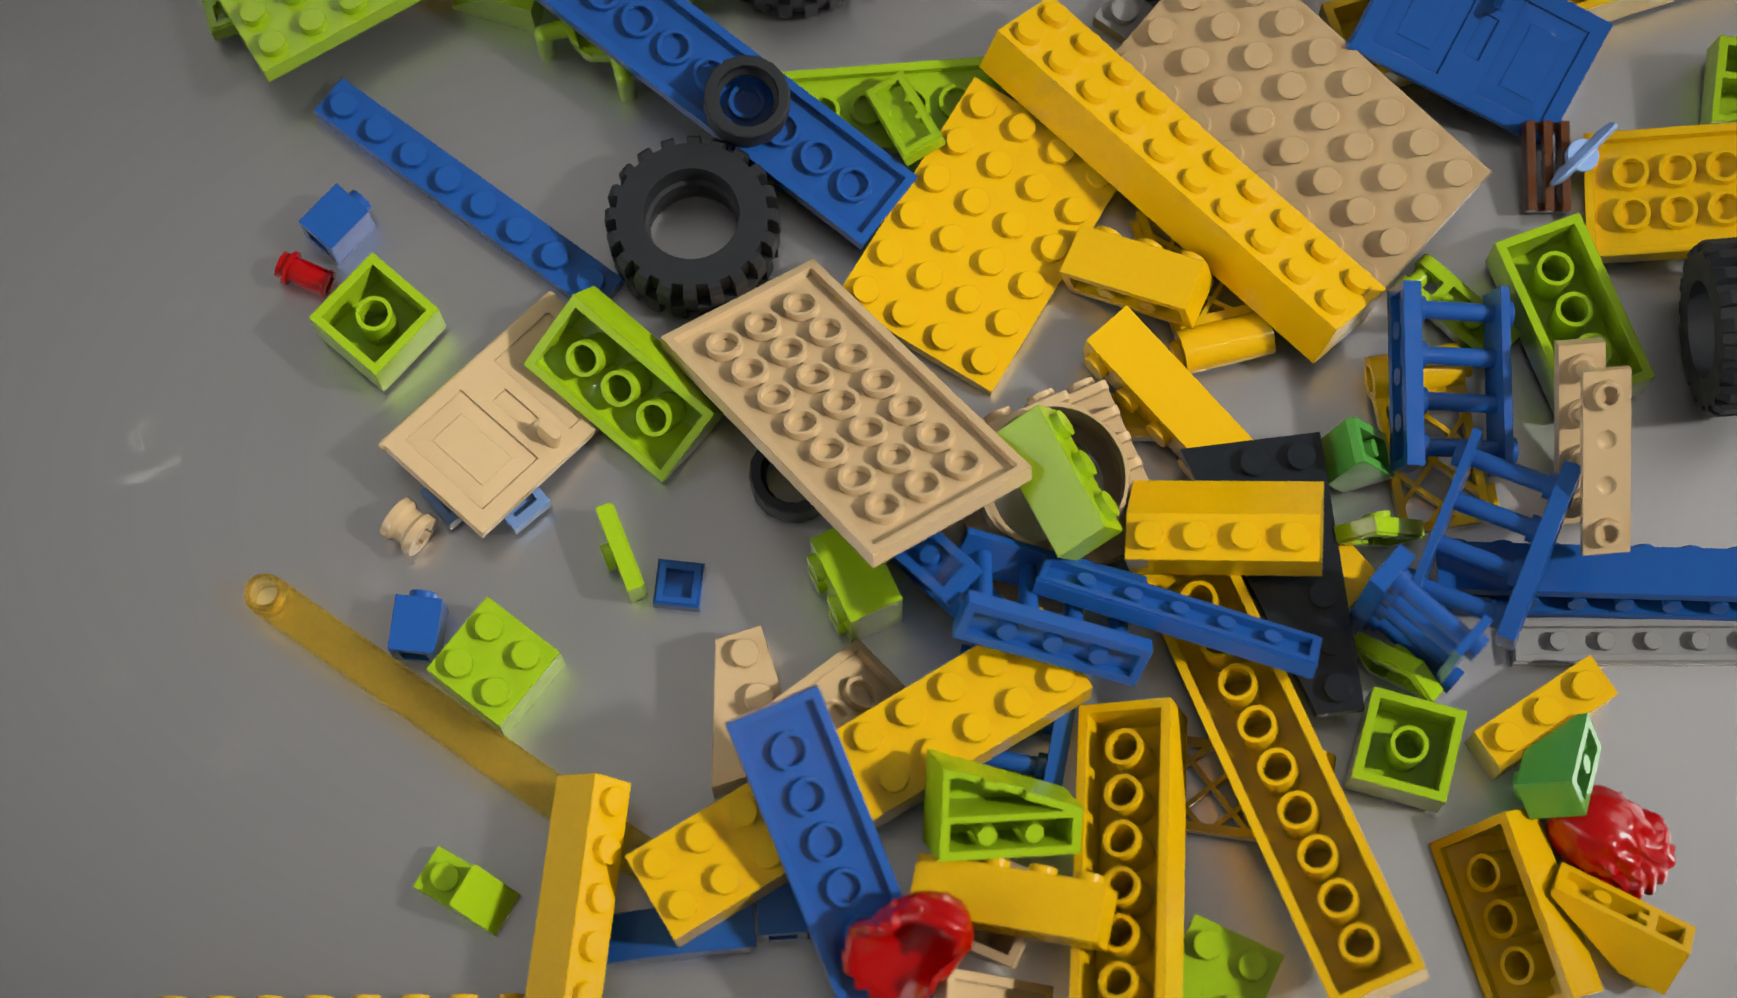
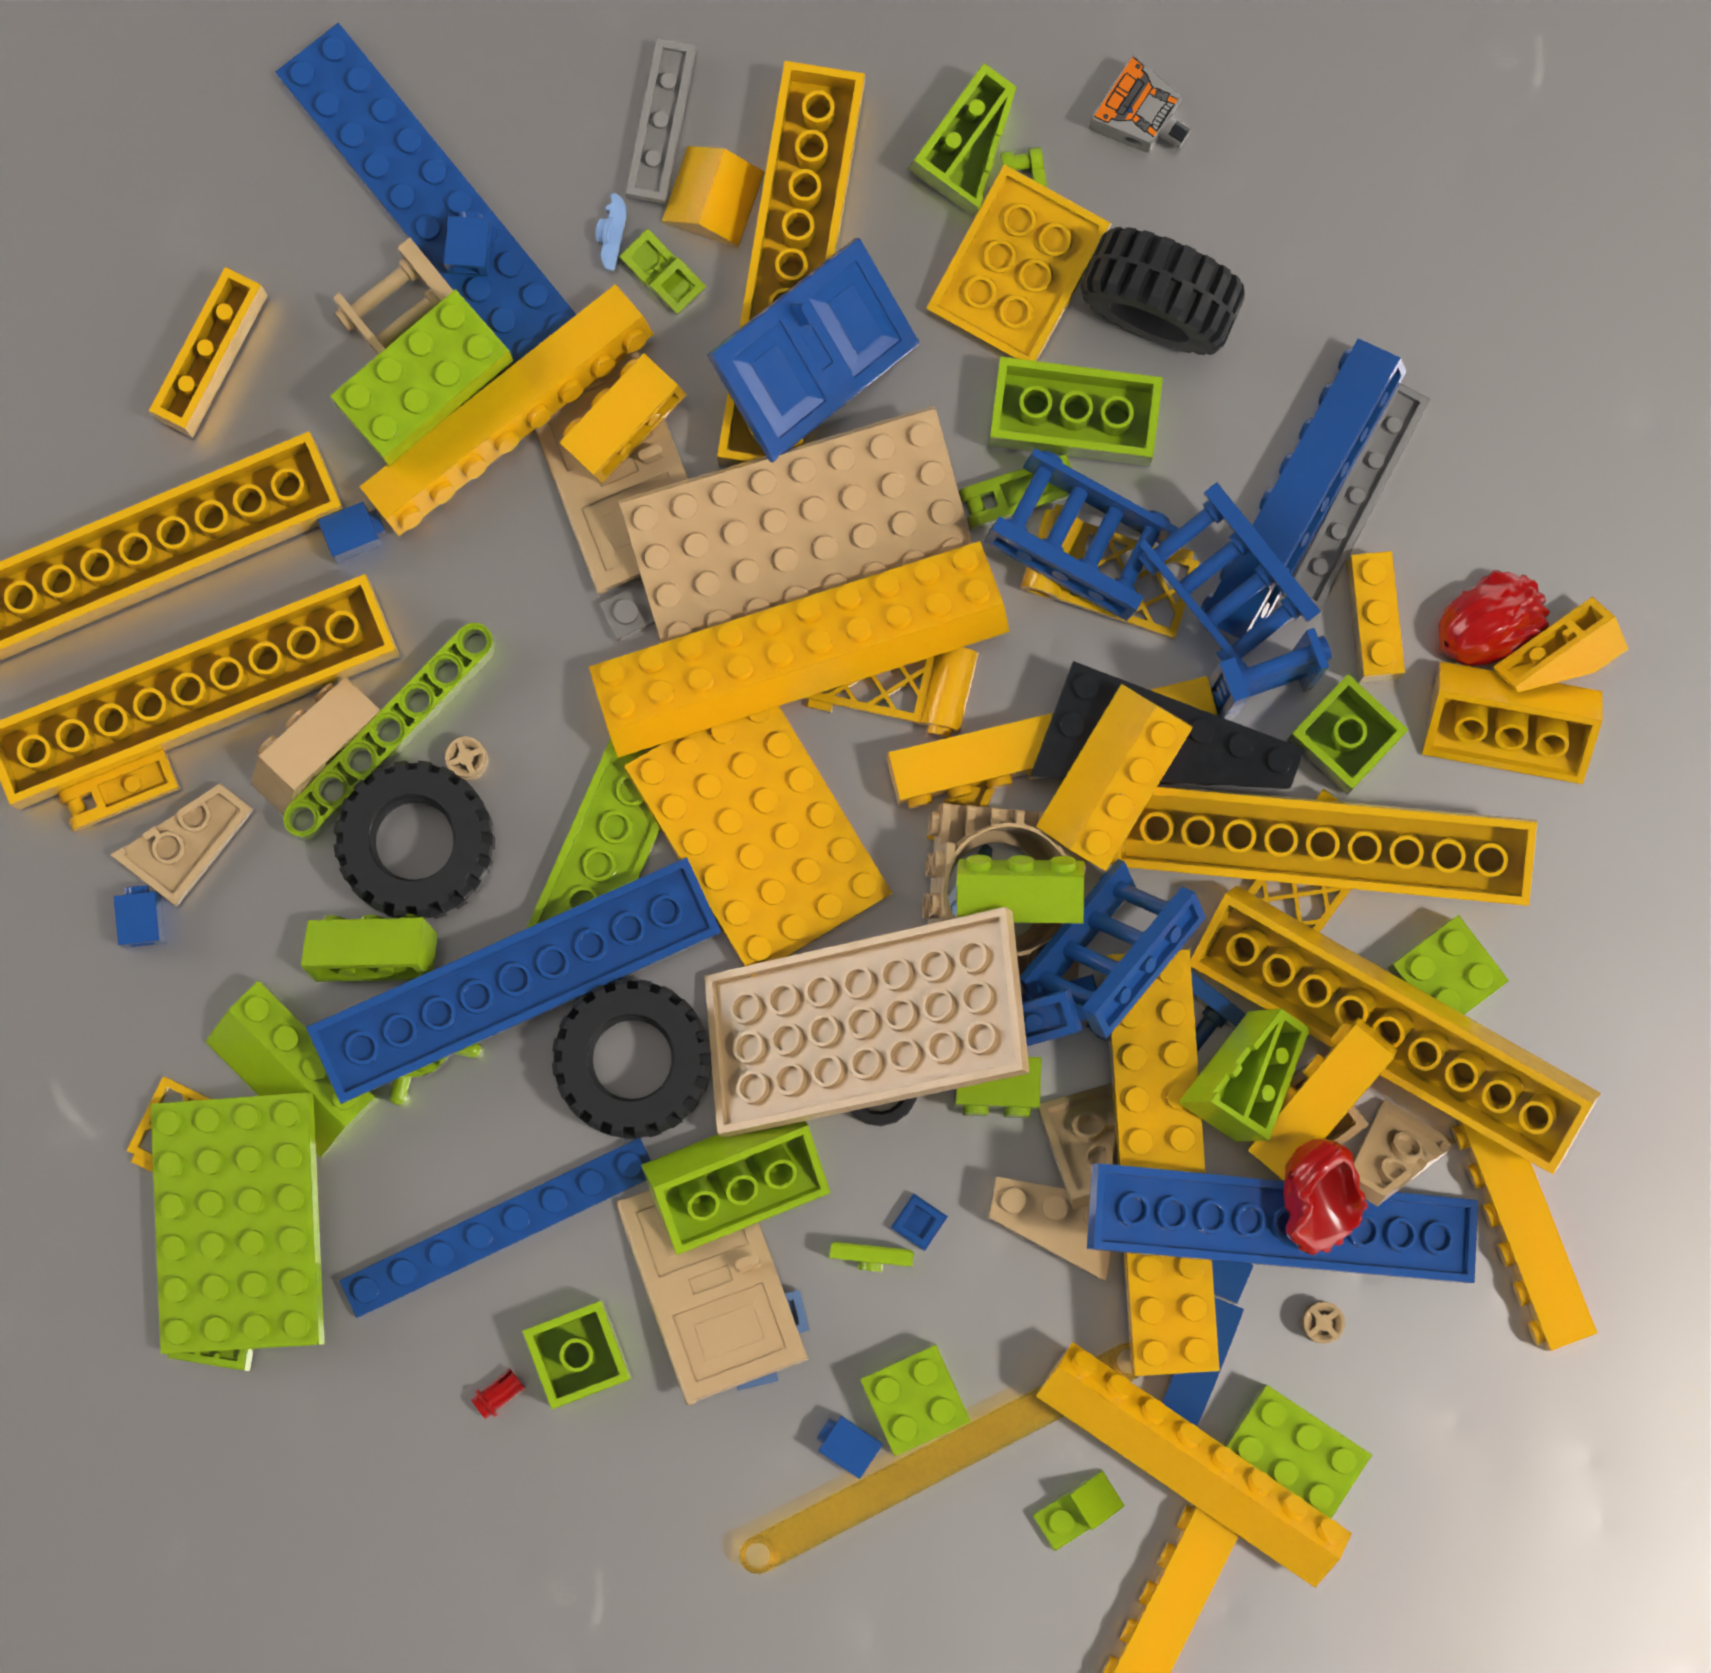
camera: 65 degrees left, 10 degrees up
(338, 222) = (469, 1344): blue brick -> none
(408, 526) = (761, 1413): tan wheel -> none
(748, 67) = (563, 932): black tyre -> none
(904, 118) = (631, 841): lime plate -> none
(1137, 275) = (861, 727): yellow brick -> none
(1178, 615) = (1170, 855): blue tile -> none
(1356, 455) = (1101, 640): bright green slope -> none
(1379, 530) = (1170, 657): lime plate -> none
(1397, 666) = (1283, 703): lime plate -> none
(1529, 180) = (946, 341): reddish brown tile -> none
(1559, 771) = (1428, 630): bright green slope -> none
(1583, 154) = (948, 322): light blue piece -> none
(1595, 433) = (1197, 459): tan fence -> none

